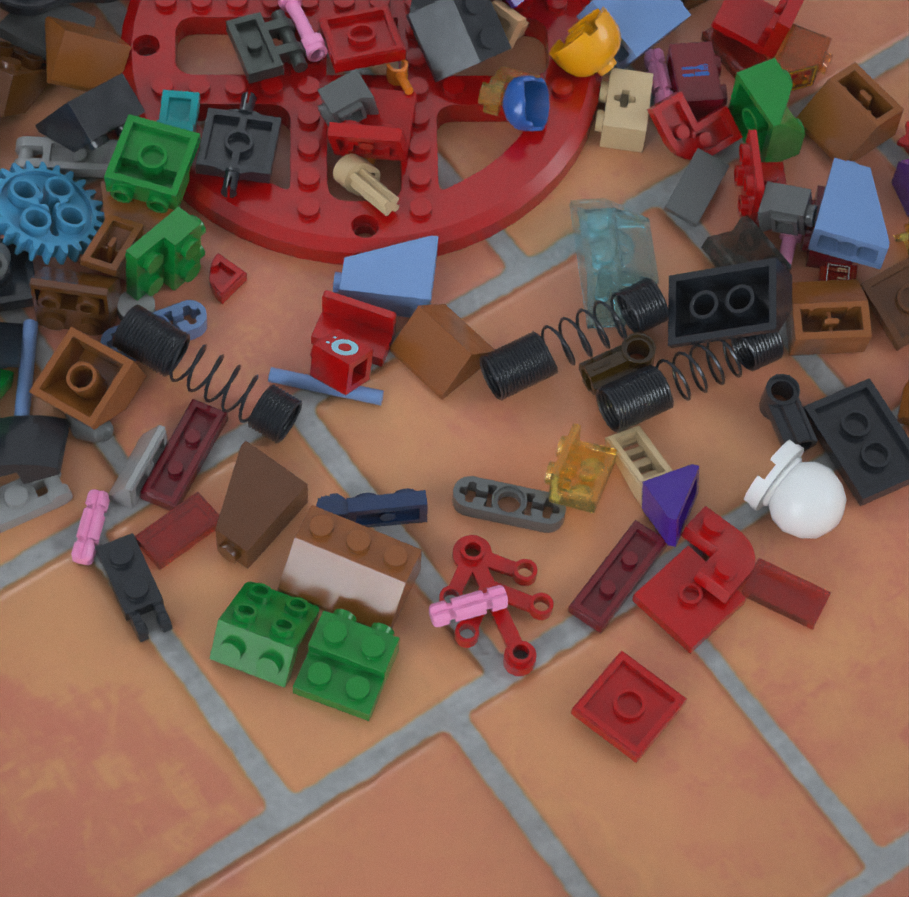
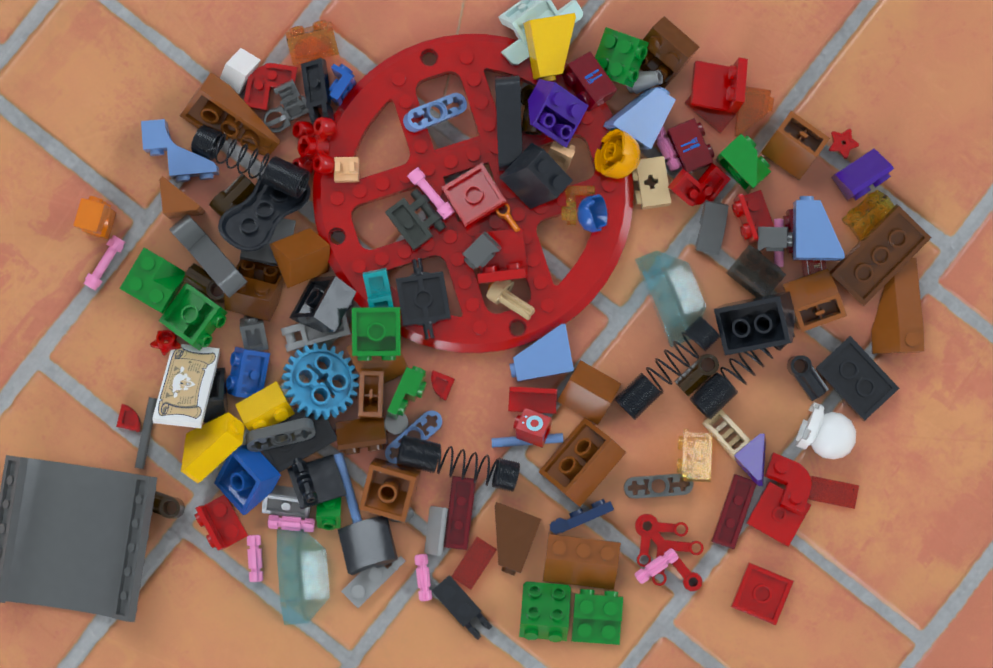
camera: 10 degrees left, 25 degrees up
(402, 435) = (582, 462): none -> dark orange slope

